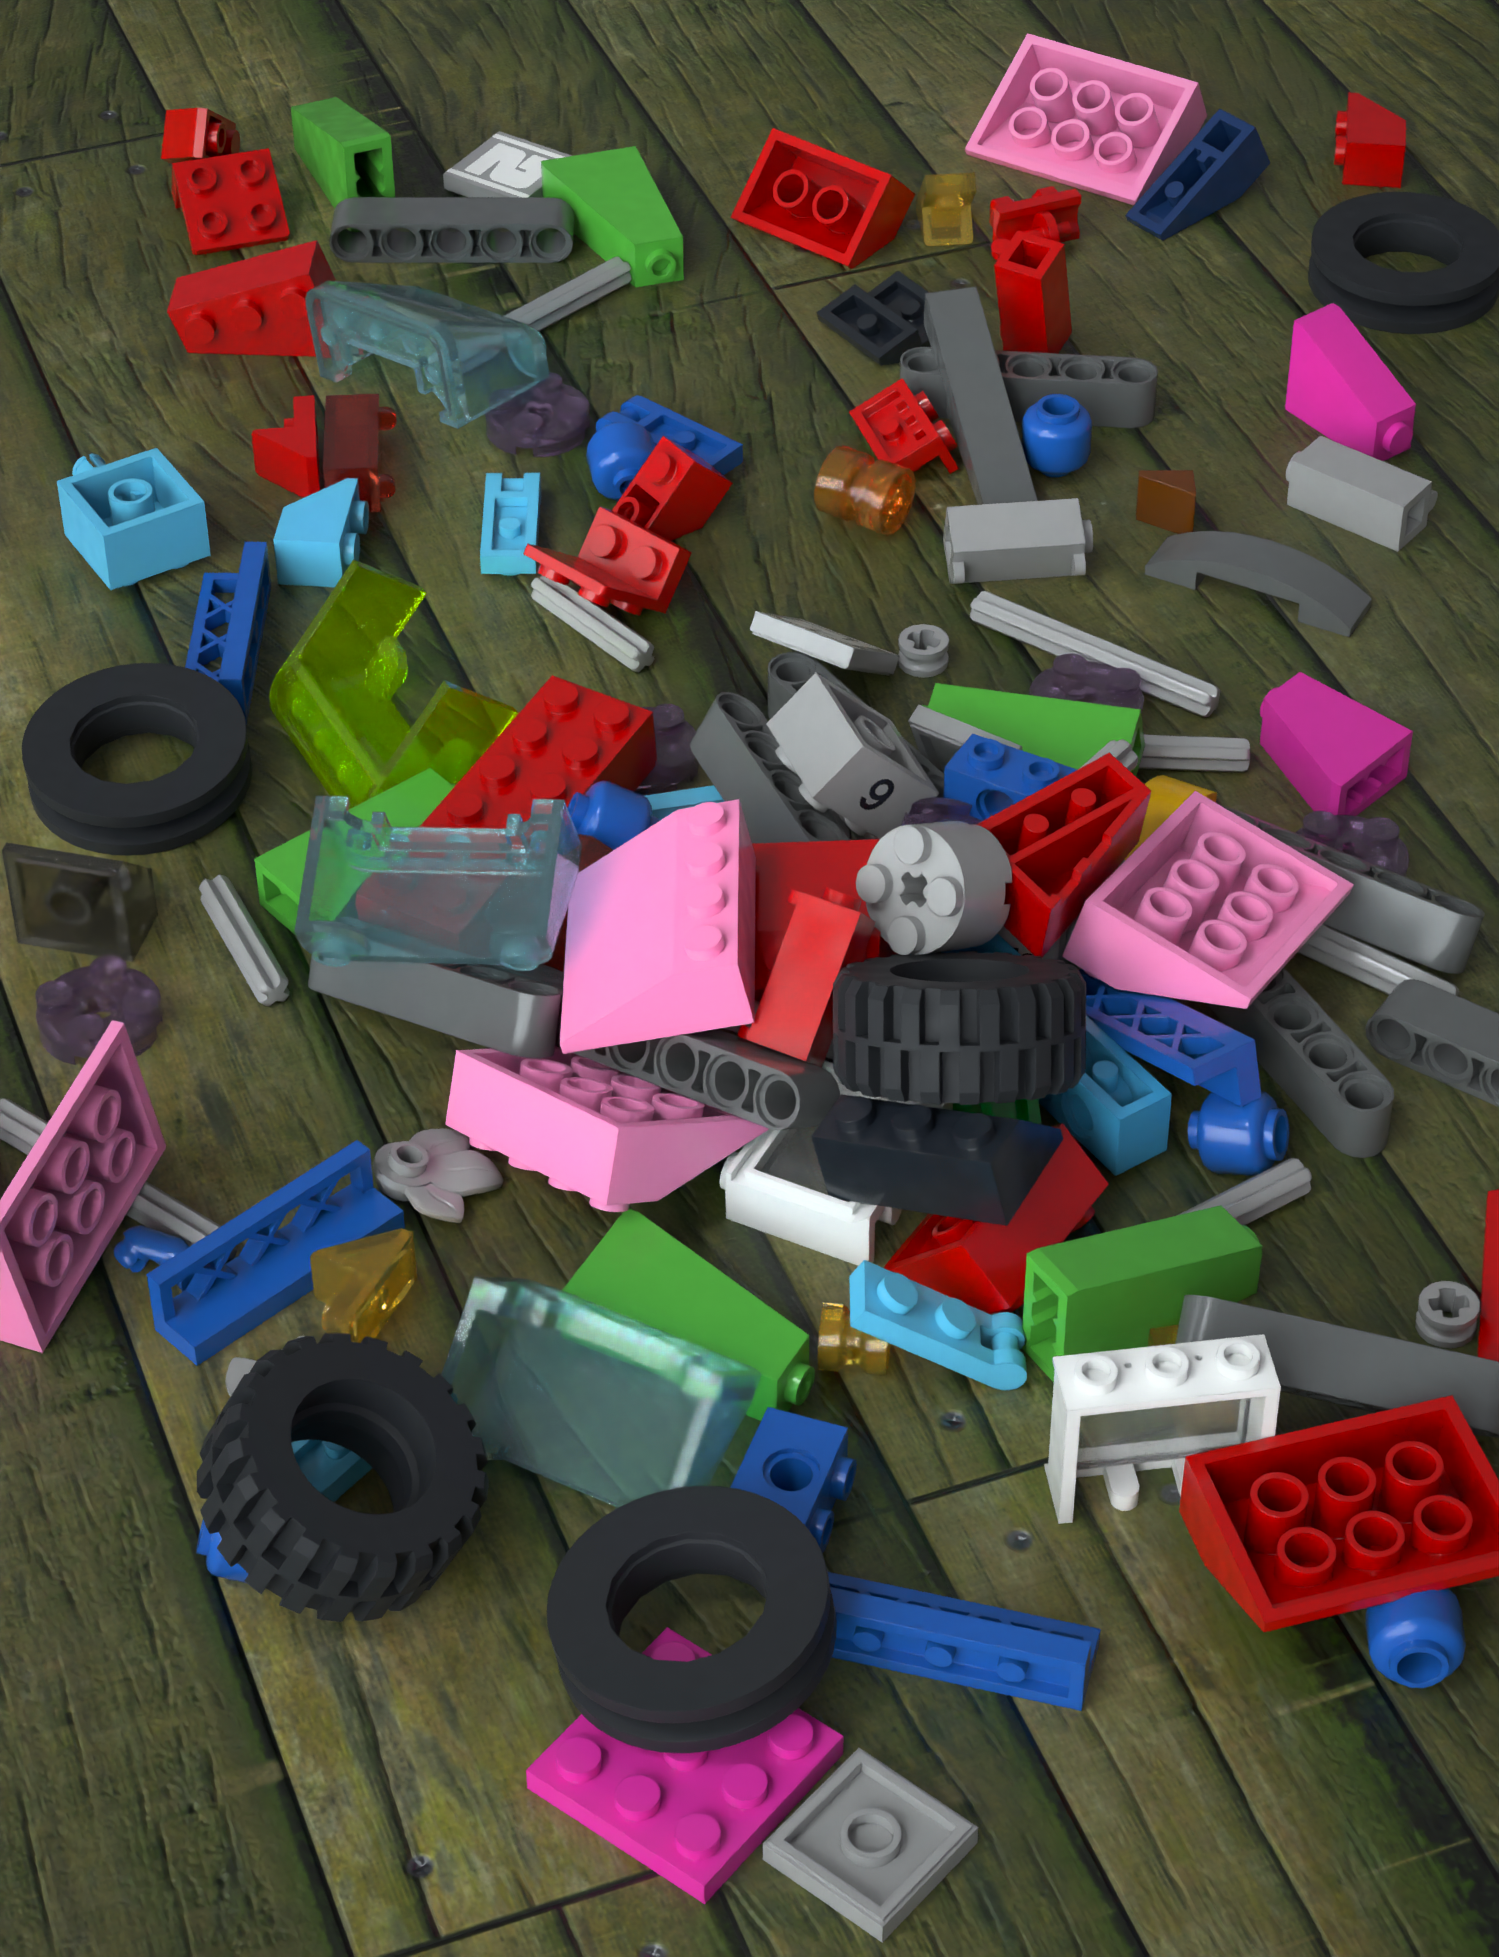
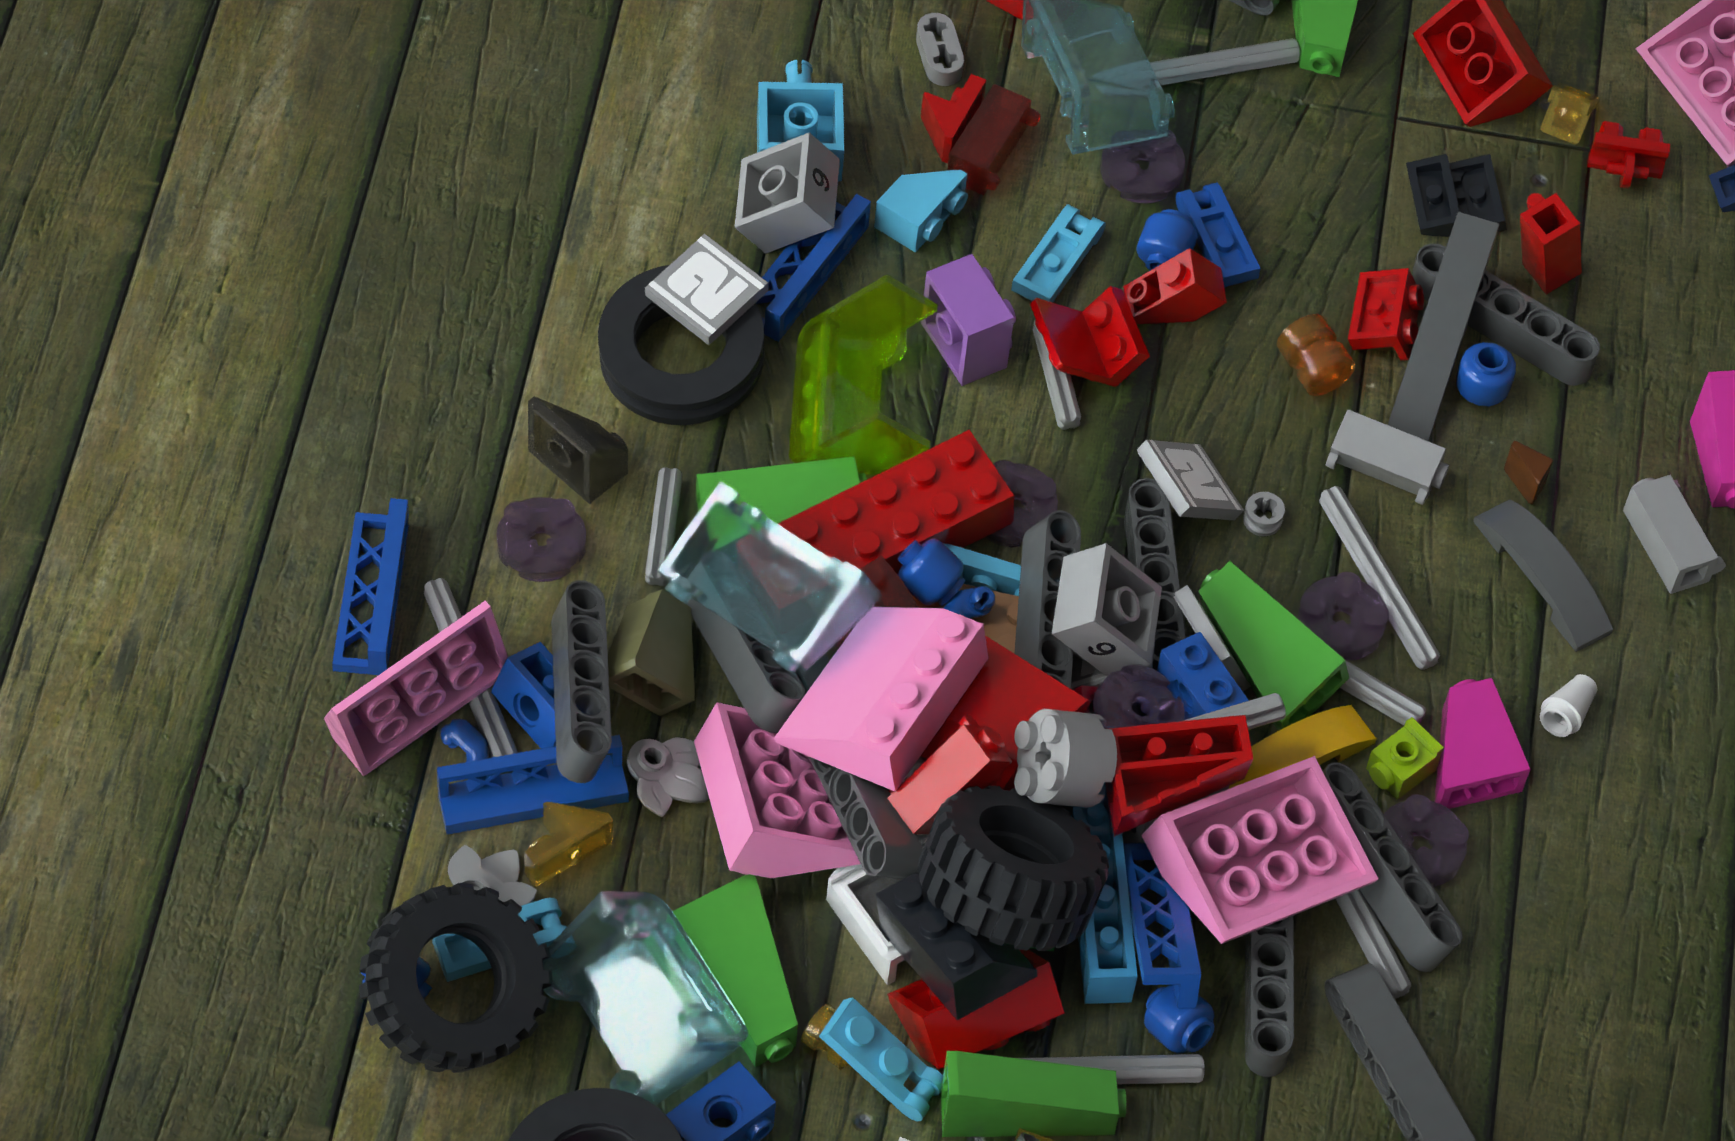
camera: 25 degrees right, 15 degrees up
(137, 680) = (706, 289): none -> tile
(164, 568) = (787, 193): none -> light grey brick
(202, 1128) = (527, 692): none -> blue brick
(232, 404) = (948, 48): none -> light grey beam
(276, 1096) = (581, 682): none -> dark grey beam
(336, 1052) = (654, 654): none -> olive slope
(472, 602) = (970, 320): none -> medium lavender brick
(1269, 783) = (1404, 759): none -> lime brick
(1391, 677) = (1568, 706): none -> white cone

